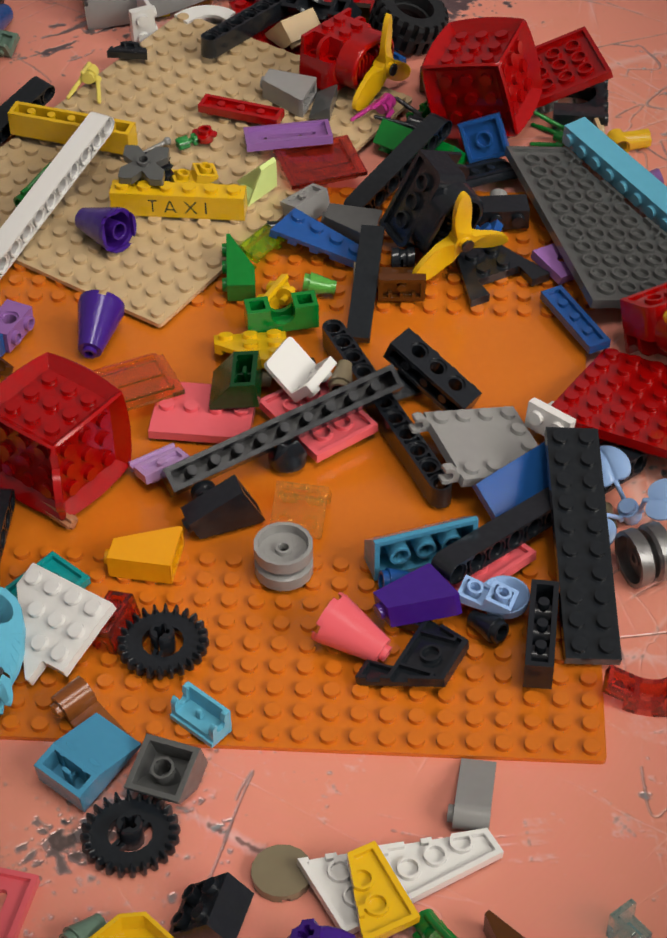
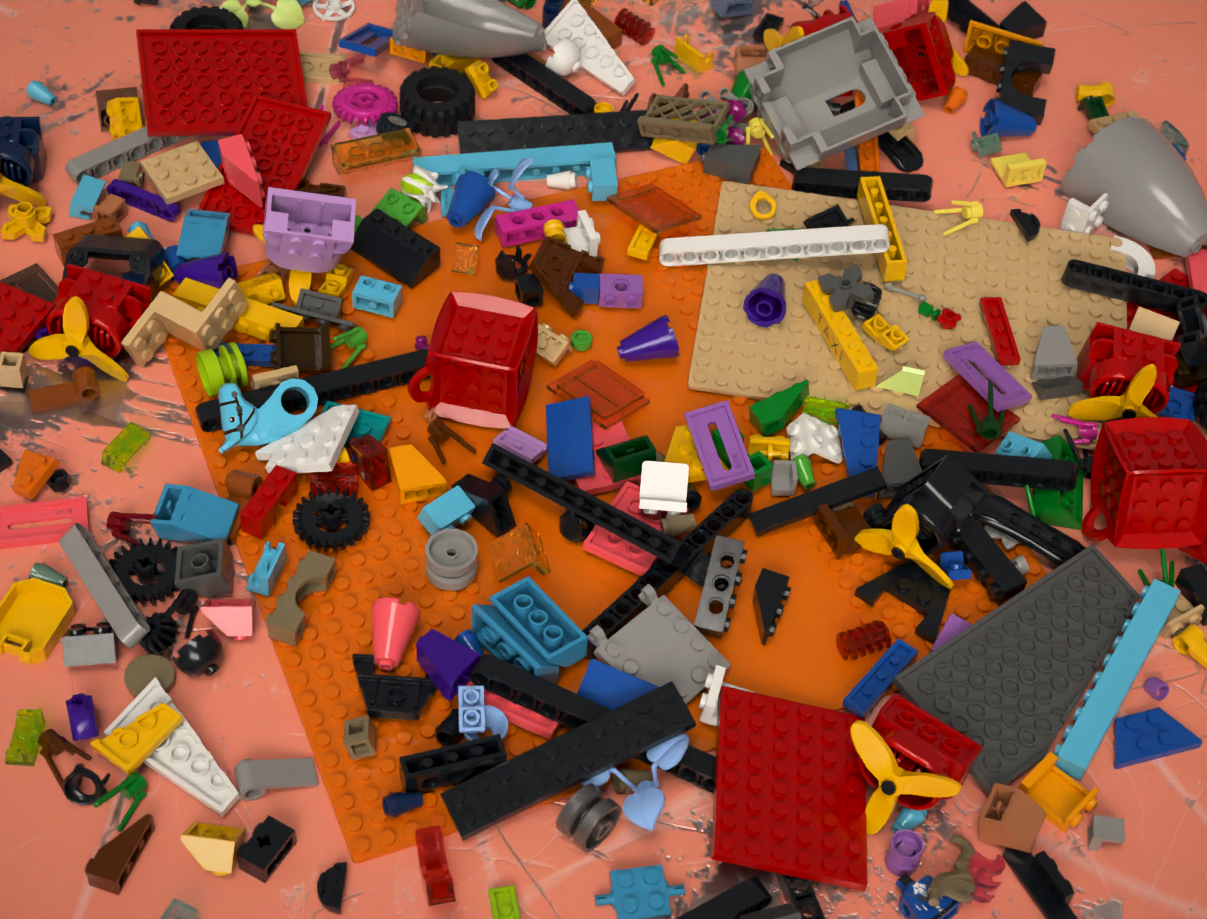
camera: 60 degrees right, 5 degrees up
(35, 158) = (829, 218): none -> black bracket
(44, 837) = (121, 522): none -> dark red plant
(49, 40) = (1018, 169): none -> light yellow bracket
(101, 514) = (441, 433): none -> reddish brown plant
(109, 573) = (371, 460): none -> clear red torso
(124, 696) = (259, 512): none -> red arch
(137, 871) = (104, 585): none -> light grey beam
(181, 419) = (570, 439): none -> blue tile
(201, 810) = (185, 604): none -> black plant
(218, 541) = (447, 511): none -> medium azure brick
(225, 844) = (162, 634): none -> black gear
(243, 766) = (231, 616): none -> slope
(269, 302) = (723, 418): none -> medium lavender piece
(282, 716) = (312, 575): none -> dark tan arch
(283, 261) = (813, 436): none -> white bracket
(286, 810) = (200, 655): none -> black cylinder
(325, 294) = (784, 478): none -> light grey panel
(349, 149) = (989, 426): none -> dark green plant
(380, 146) = (1022, 446): none -> medium azure brick
(405, 507) = (541, 622): none -> dark azure slope
(463, 357) = (767, 601): none -> black slope
(465, 690) = (360, 737): none -> dark tan brick
(484, 137) = (1092, 522): blue plate -> none
(532, 312) = (863, 639): none -> clear red piece
(544, 865) = (214, 846): none -> yellow slope
(562, 695) = (401, 802): none -> dark blue cone
(566, 825) = (266, 848): none -> black brick
(633, 785) = (331, 887): none -> black plate

